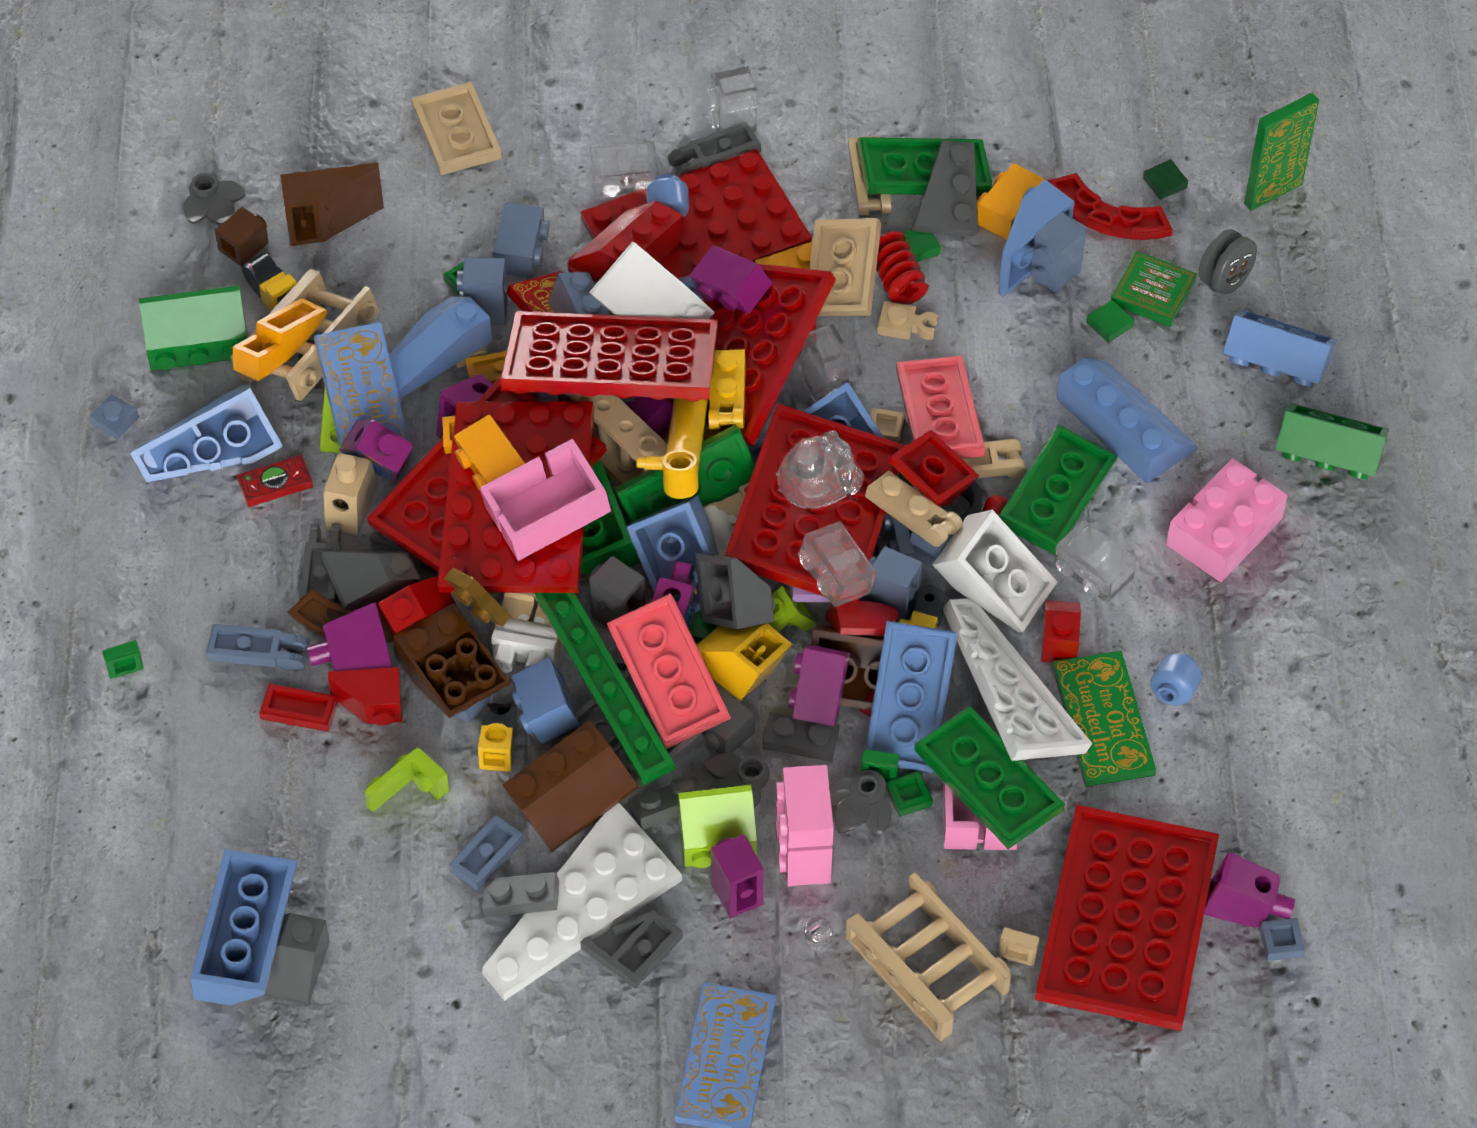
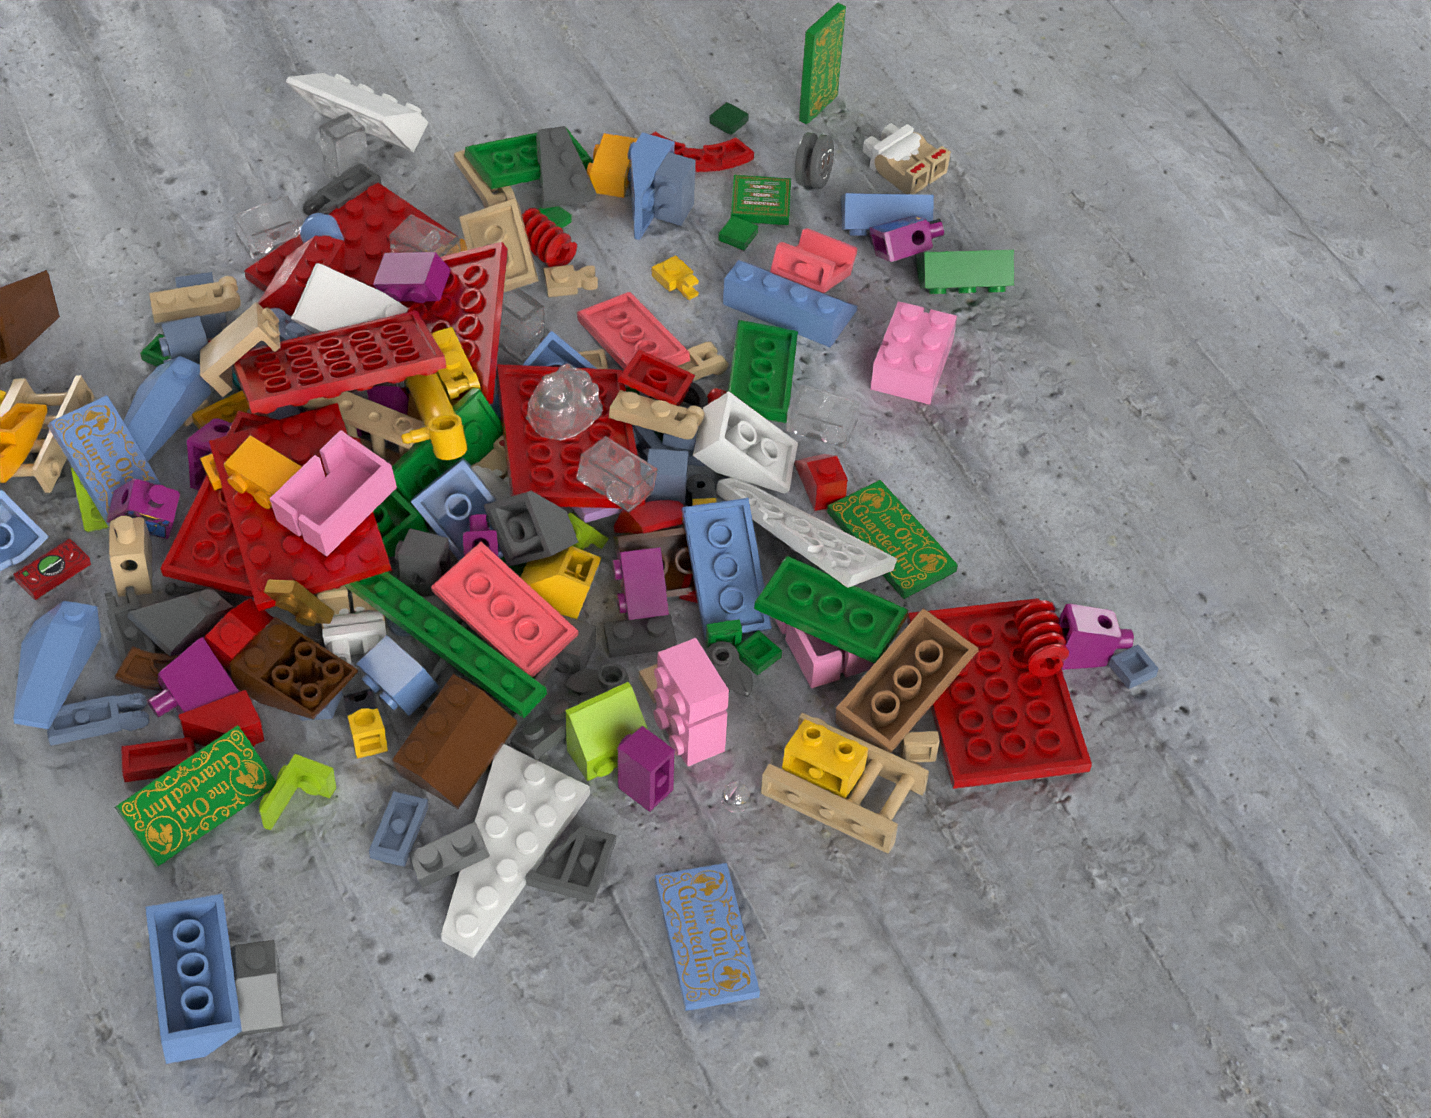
camera: 25 degrees left, 5 degrees down
(238, 577) = (53, 660): none -> medium blue wedge
(315, 756) = (196, 796): none -> green tile
(456, 128) = (101, 235): tan plate -> none
(512, 236) = (195, 300): none -> tan plate
(546, 292) = (235, 341): none -> tan panel
(765, 239) = (420, 236): none -> clear brick
(771, 58) = (378, 114): none -> white slope
(912, 926) = (824, 758): none -> yellow brick
(1020, 350) = (676, 274): none -> yellow plate
(1028, 876) = (904, 682): none -> medium nougat slope
(1169, 384) = (815, 261): none -> coral panel
(1176, 677) = (938, 484): medium blue head -> none
(1191, 877) = (1041, 637): none -> red piece
(1268, 385) = (895, 238): none -> magenta torso
(1335, 287) = (906, 158): none -> hips

